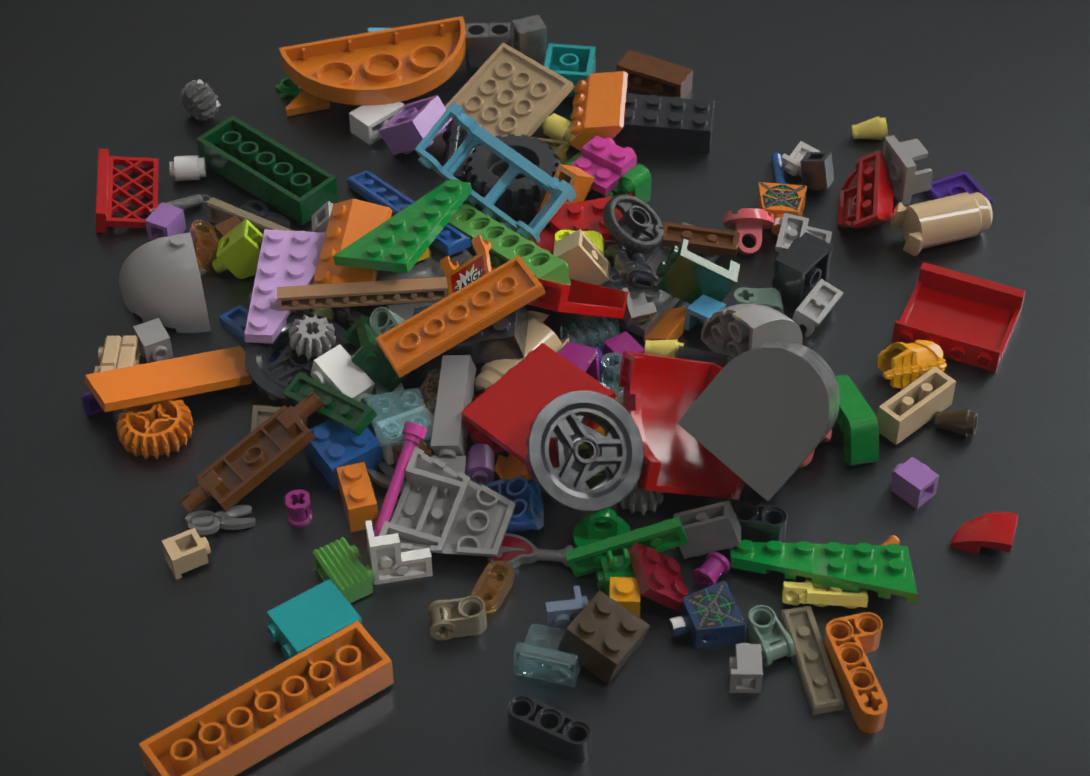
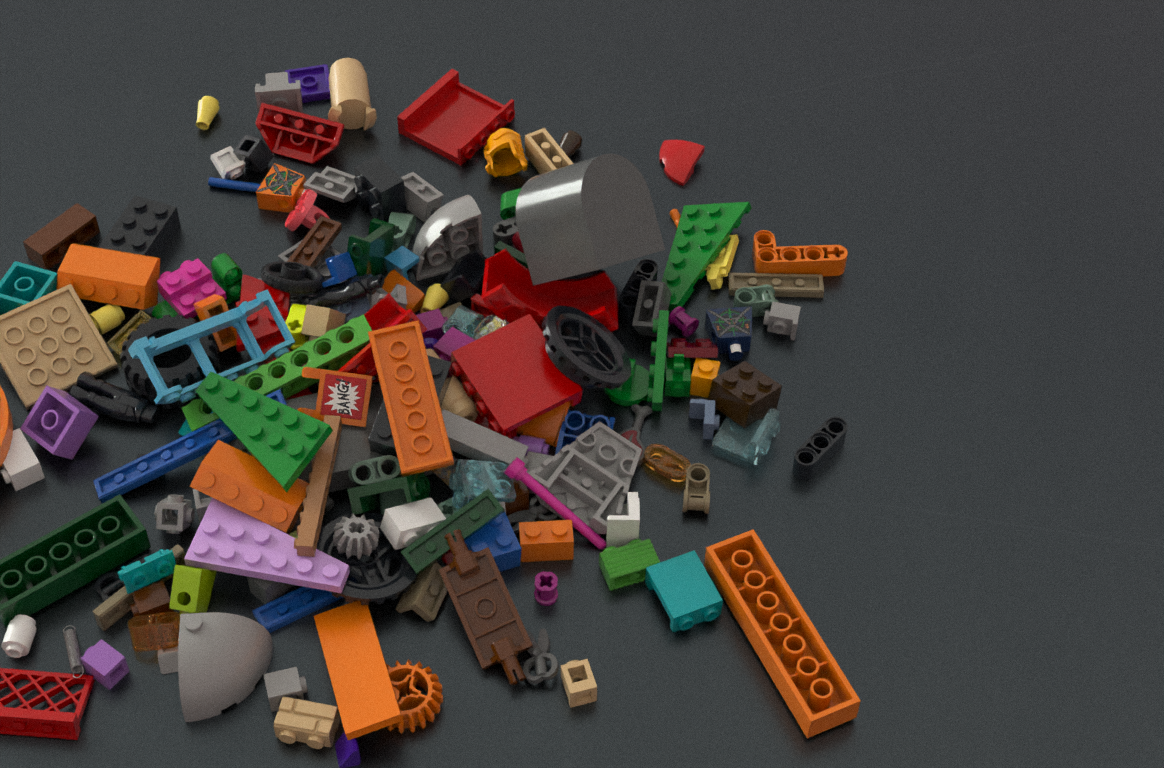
camera: 80 degrees left, 5 degrees up
(248, 208) = (153, 569): none -> teal hinge
(651, 249) = (340, 268): none -> blue panel

